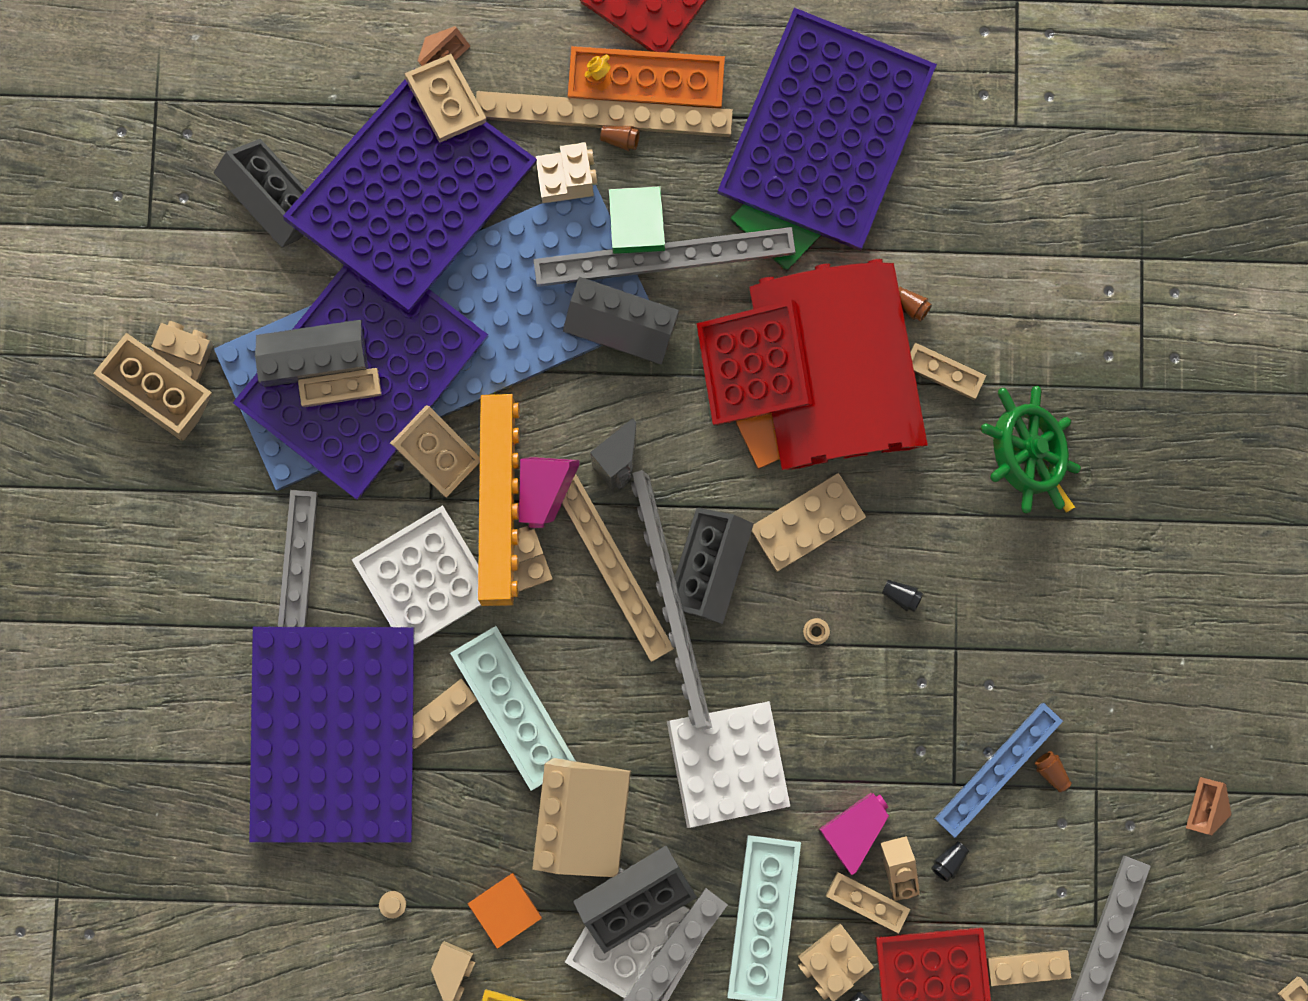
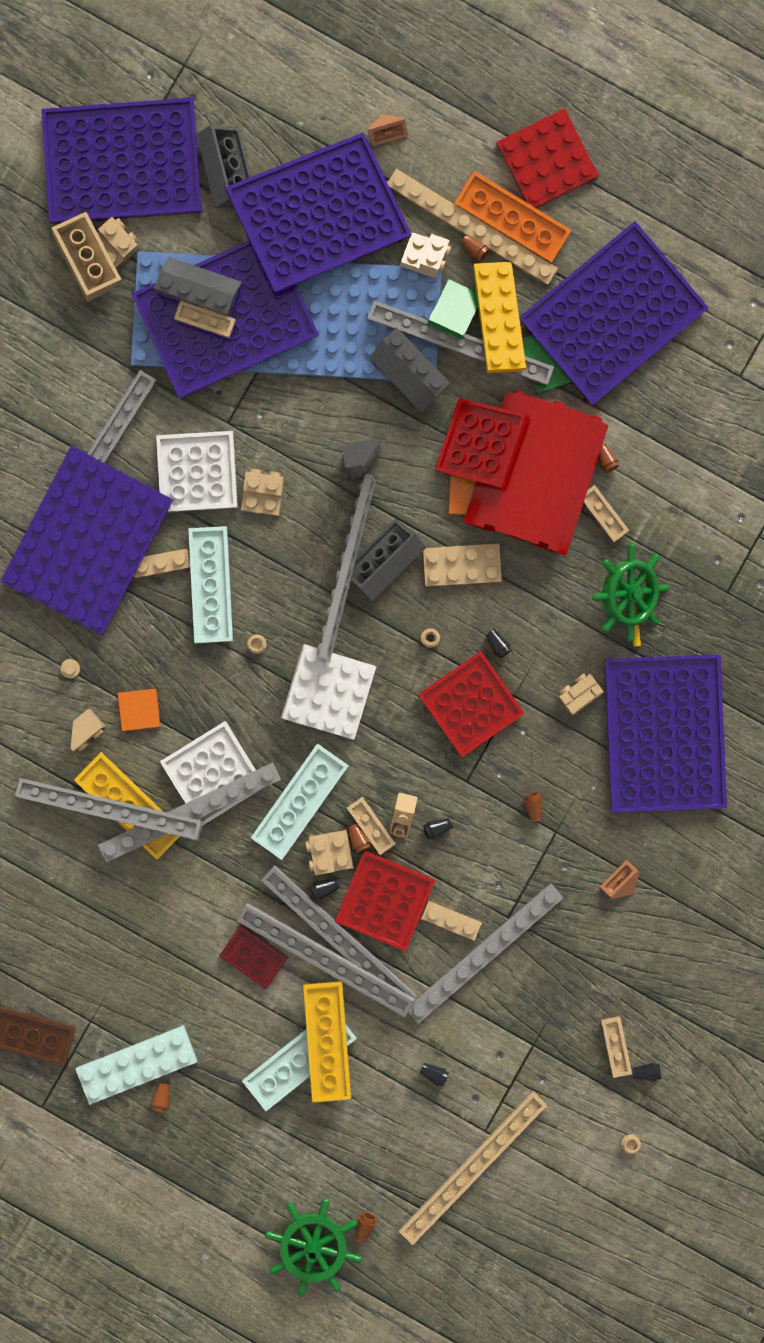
camera: 30 degrees right, 5 degrees up
(138, 249) = (122, 160): none -> dark purple plate
(436, 451) = (246, 393): tan plate -> none
(445, 98) = (372, 162): tan plate -> none
(496, 500) = (268, 445): light orange brick -> none
(543, 488) = (303, 453): dark pink slope -> none
(581, 819) = (216, 677): tan slope -> none
(598, 67) = (483, 194): yellow plate -> none
(608, 751) = (257, 644): none -> tan plate
(615, 571) = (321, 524): tan plate -> none
(634, 899) = (223, 745): dark grey slope -> none
(694, 203) = (499, 317): none -> yellow plate
(856, 830) = (387, 776): dark pink slope -> none
(861, 927) = (358, 838): none -> dark orange cone
(909, 686) = (471, 704): none -> red plate
(998, 770) = (499, 786): medium blue plate -> none
(1035, 603) = (580, 694): none -> tan brick
(1163, 598) = (665, 733): none -> dark purple plate

